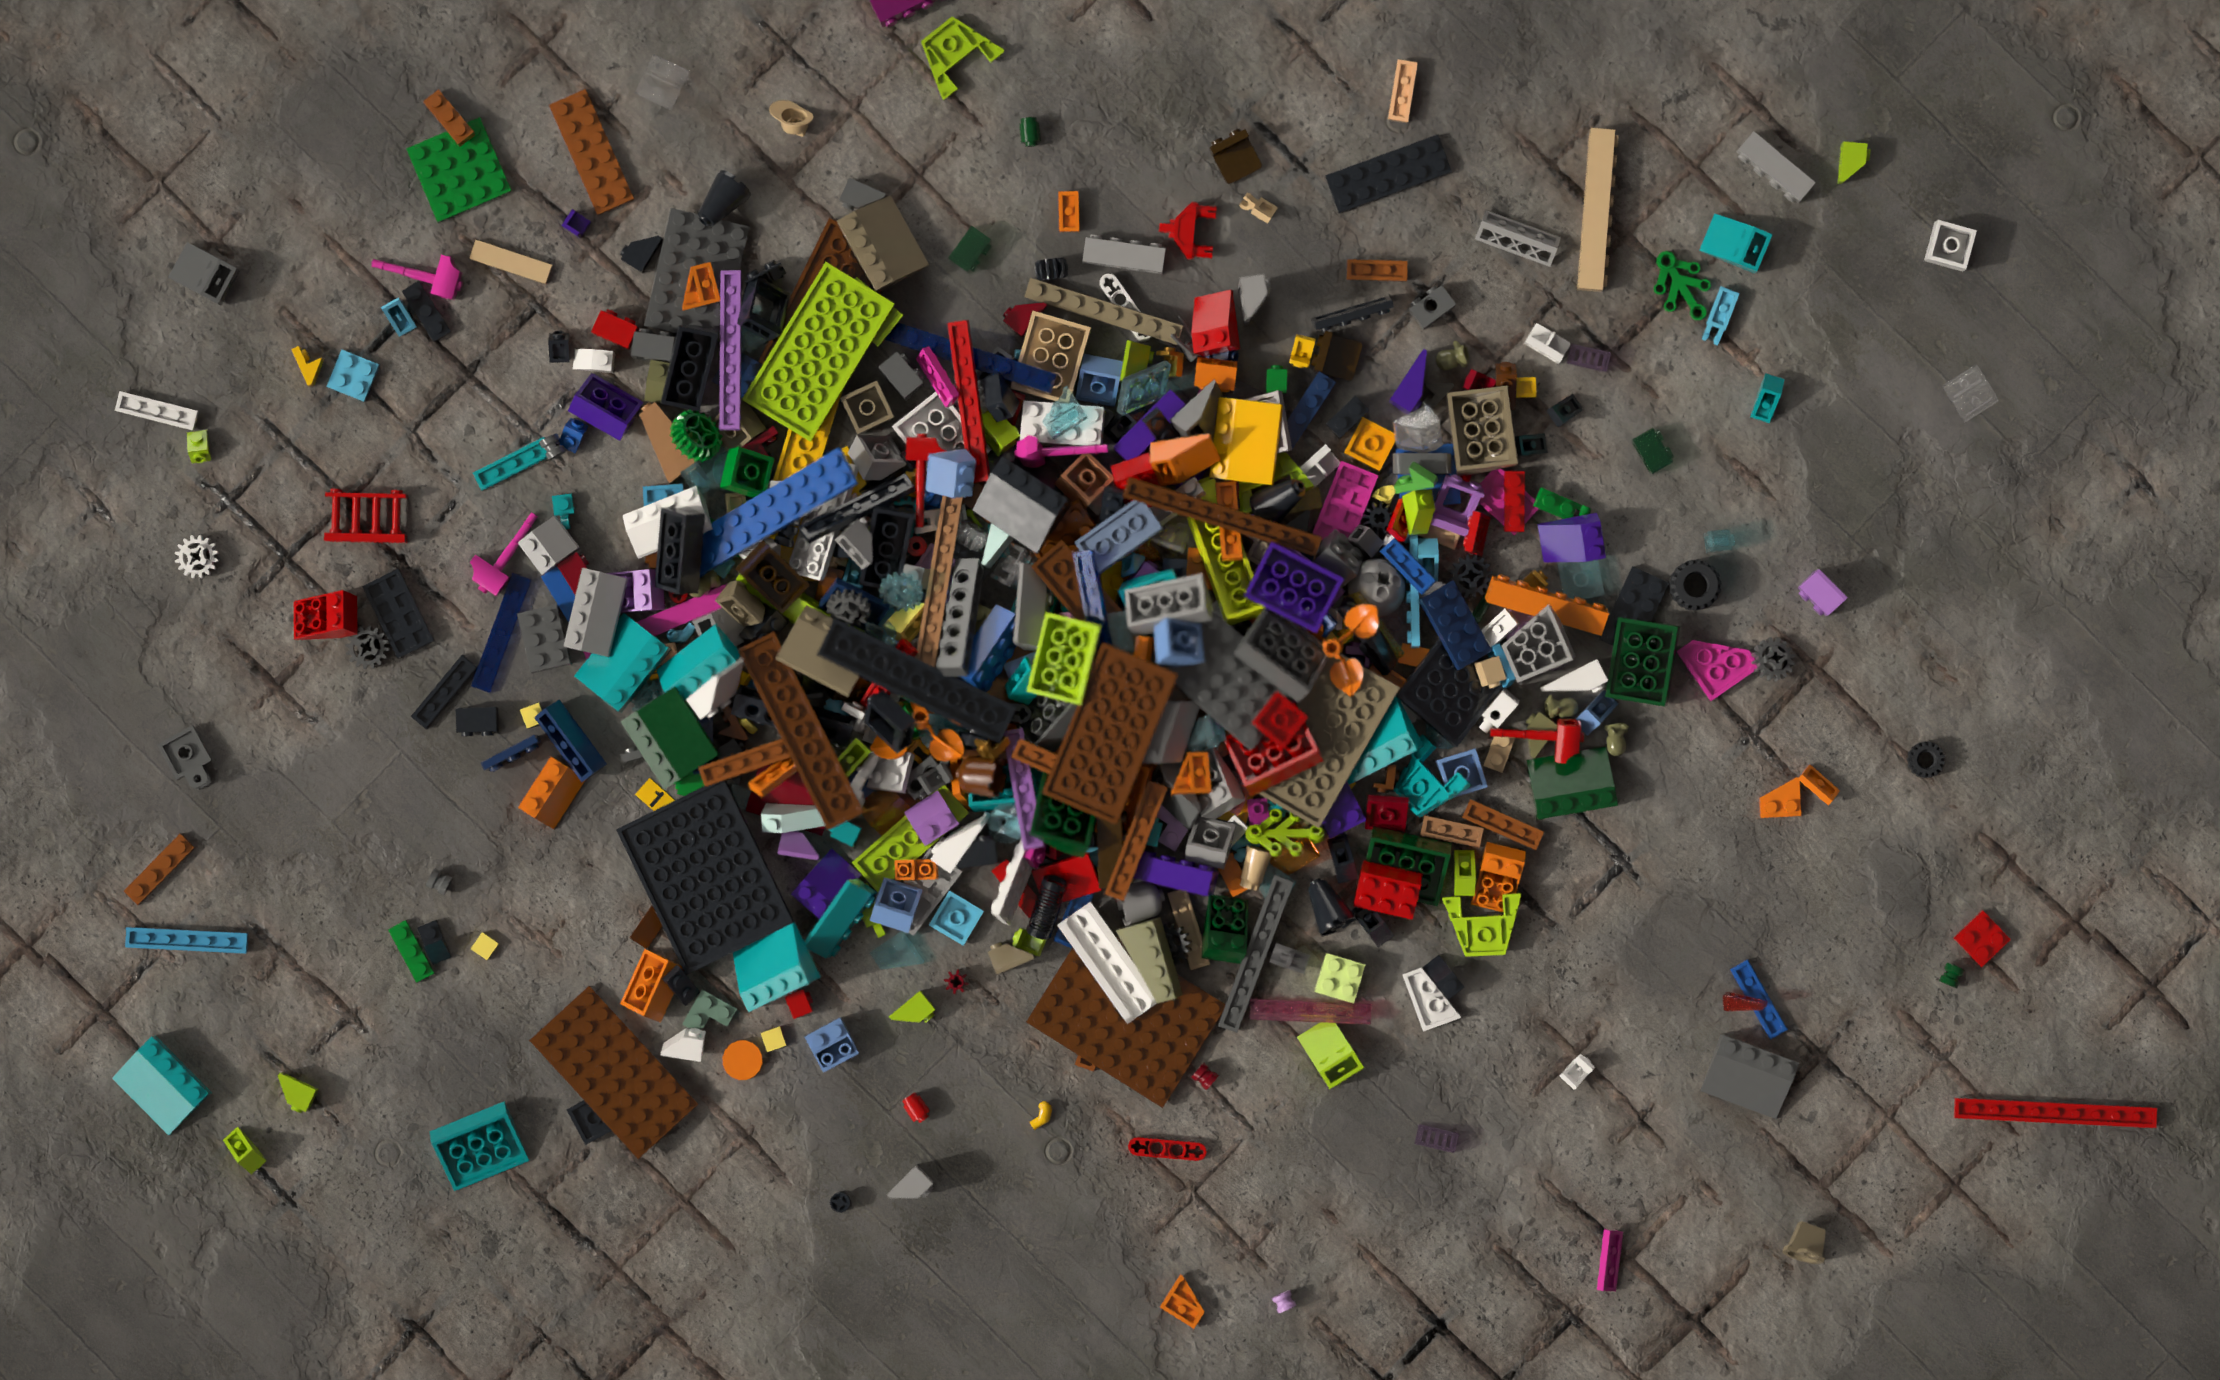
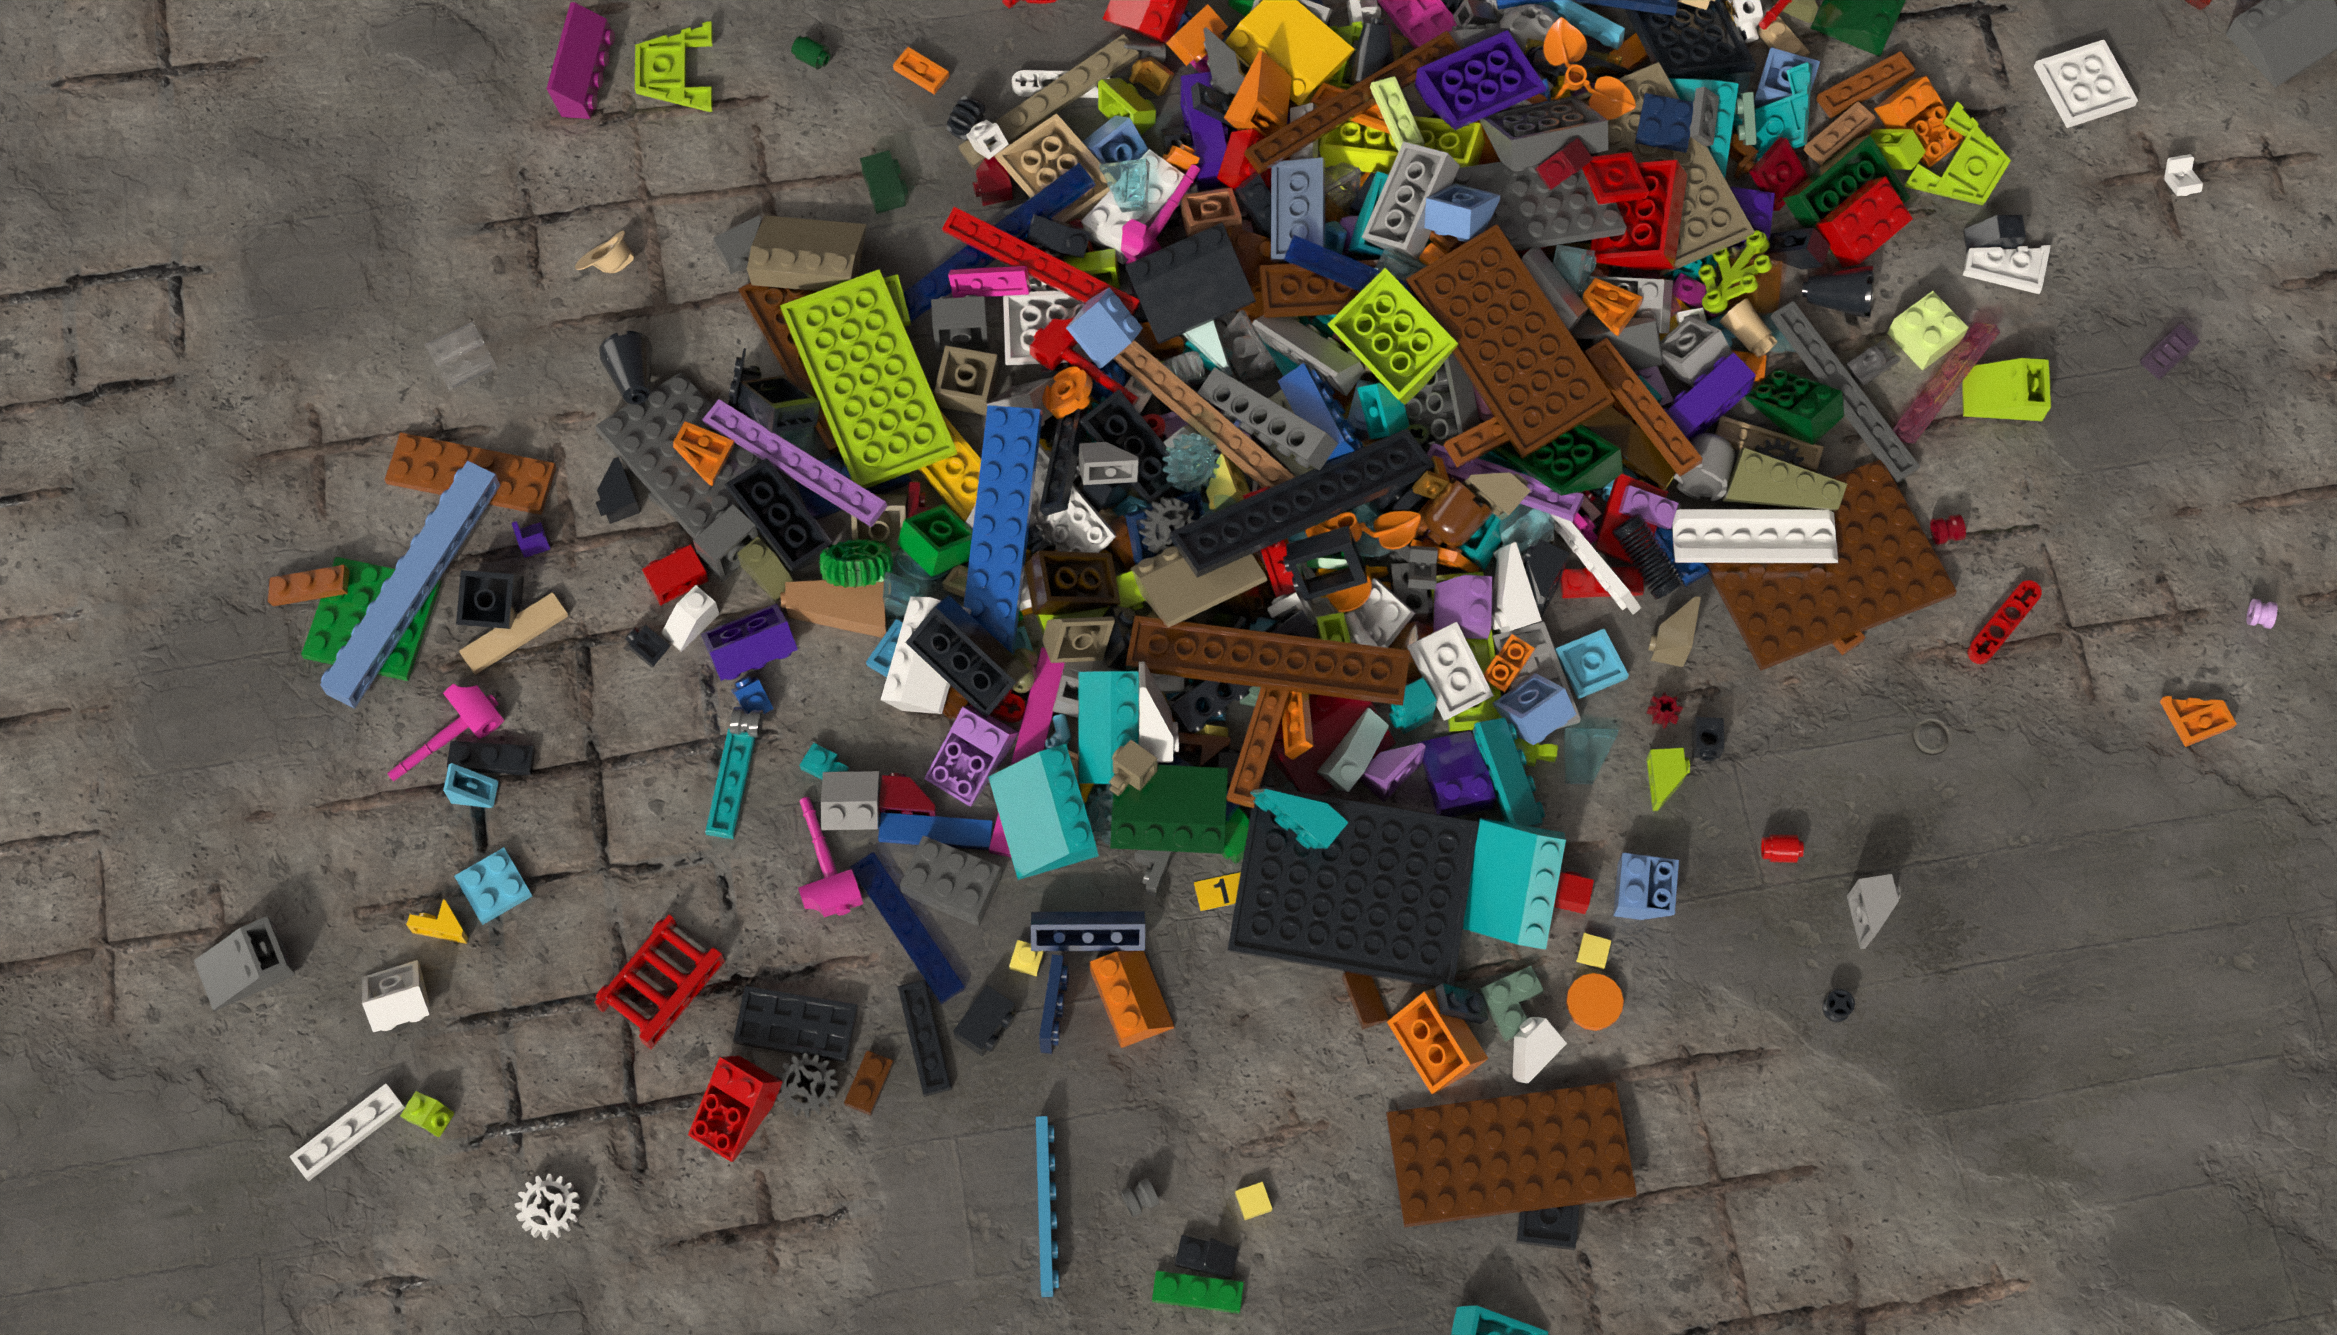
camera: 55 degrees left, 20 degrees down
(249, 373) = (395, 996): none -> white slope
(395, 680) = (868, 1082): none -> reddish brown plate
(404, 828) = (1047, 1218): none -> dark azure plate
(491, 181) = (409, 584): none -> medium blue brick
(518, 233) = (489, 599): none -> black slope
(595, 612) = (965, 799): light grey slope -> none
(675, 701) = (1132, 766): none -> dark tan brick
(714, 819) = (1311, 820): none -> teal slope
(881, 840) = (1450, 670): none -> white plate
(896, 491) = (1068, 392): none -> orange plate
(960, 1011) = (1711, 728): none -> black brick
(1005, 793) = (1498, 491): none -> dark tan slope
(1027, 942) = (1669, 604): lime bracket -> none
(1040, 292) = (983, 134): none -> white brick
(1044, 1115) = (1882, 722): yellow arm -> none
(1080, 886) = (1652, 507): none -> medium lavender plate
(1111, 430) = (1181, 158): none -> orange slope
(1124, 255) = (1007, 49): light grey brick -> none
(1143, 387) = (1158, 103): clear light blue plate -> none
(1231, 550) = (1396, 112): none -> yellowish green tile
(1263, 684) = (1563, 164): none -> dark red slope
(1355, 721) = (1665, 123): none -> dark blue plate
(1373, 744) = (1704, 116): none -> dark grey plate
(1373, 925) = (1893, 262): black slope -> none
(1407, 764) = (1745, 109): none -> sand green plate
(1608, 966) = (2085, 83): none -> white plate

